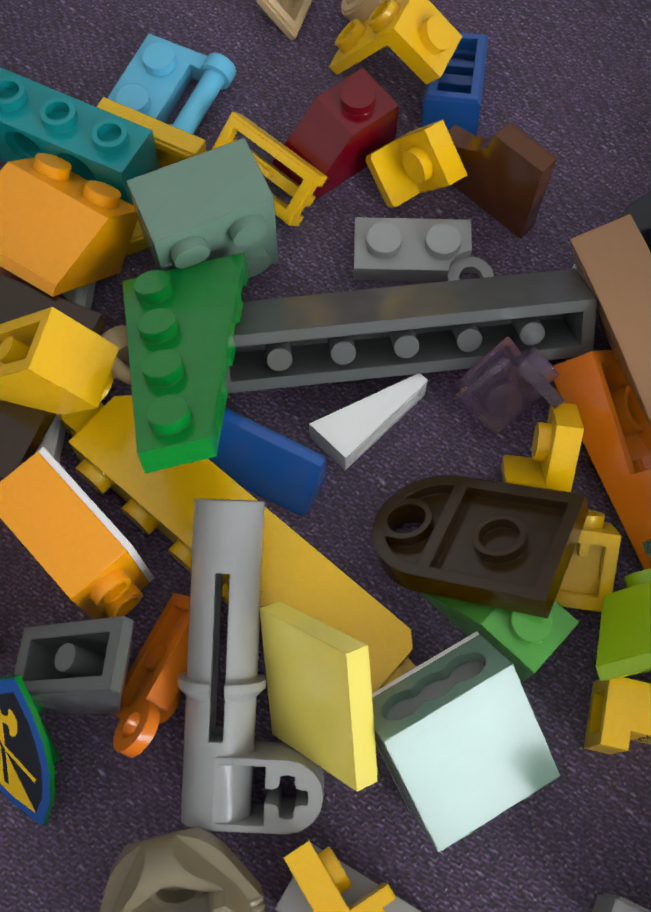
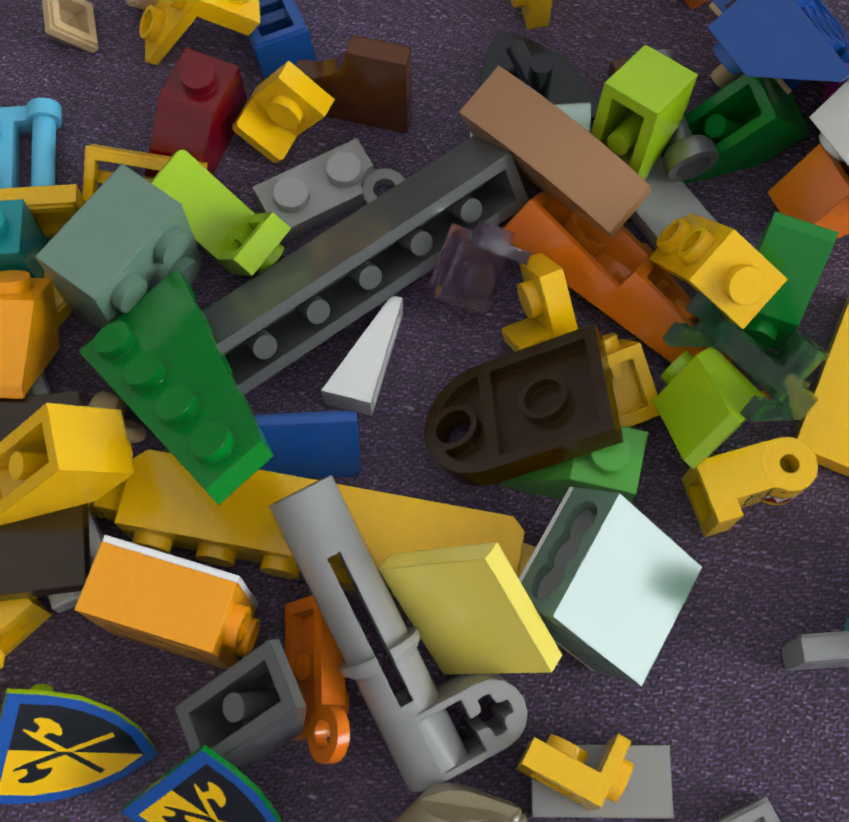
camera: 30 degrees left, 0 degrees up
(308, 227) = (220, 220): none -> lime bracket

